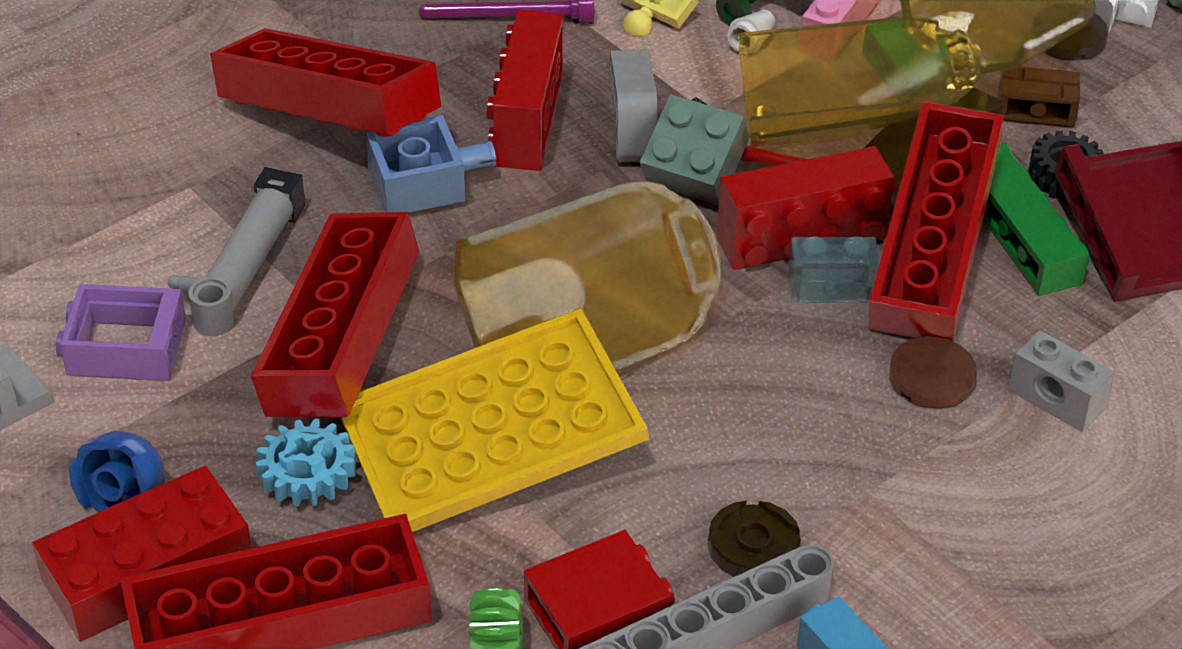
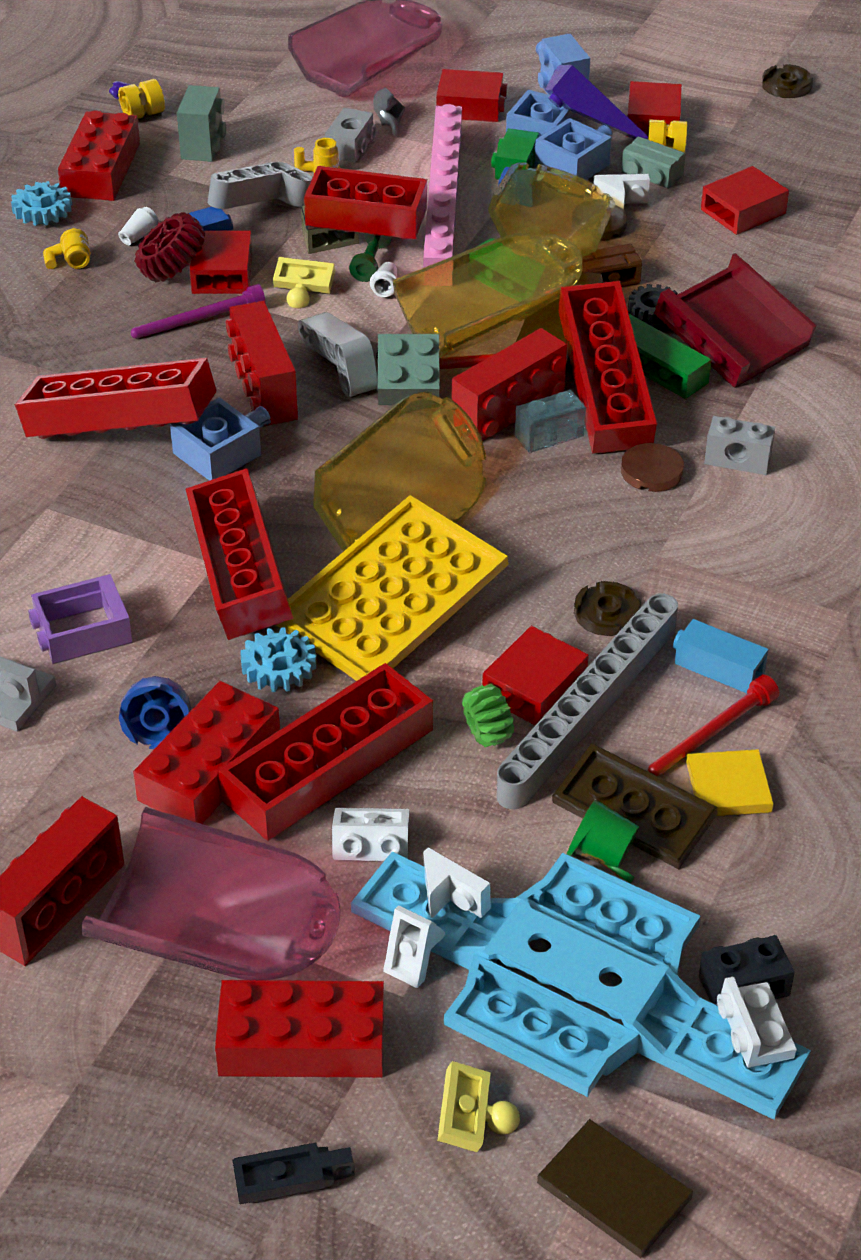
camera: 25 degrees left, 0 degrees up
(214, 298) = (130, 539): light grey piece -> none

